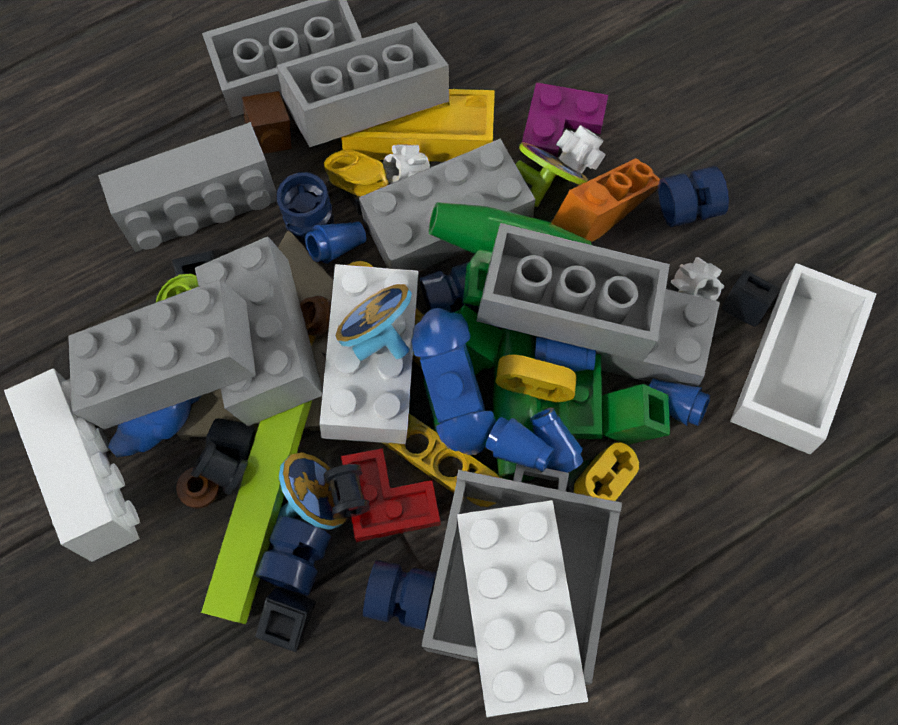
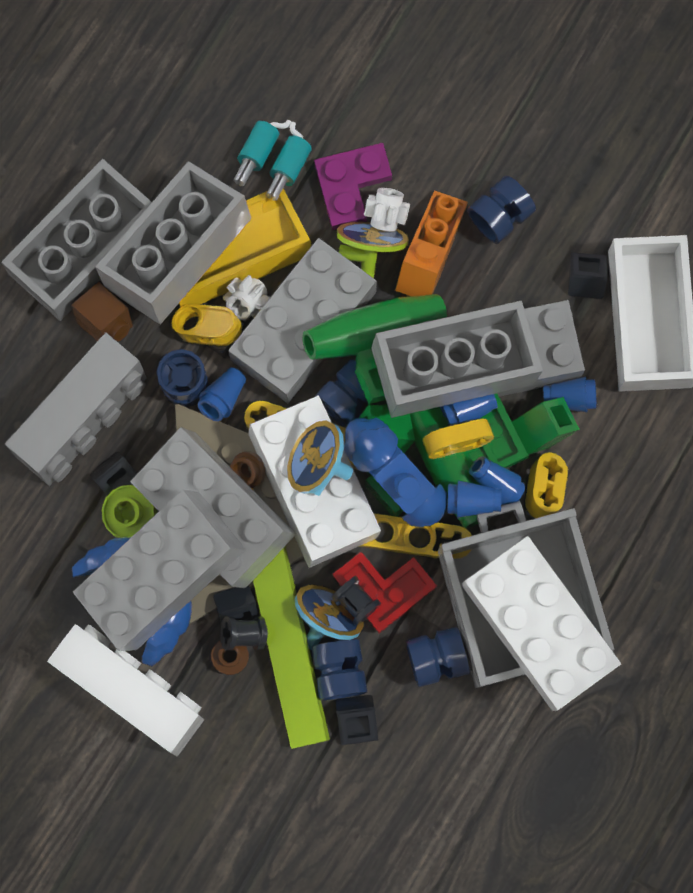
camera: 30 degrees left, 10 degrees up
(492, 50) = (259, 147): none -> teal piece
(698, 279) = (541, 286): white gear -> none

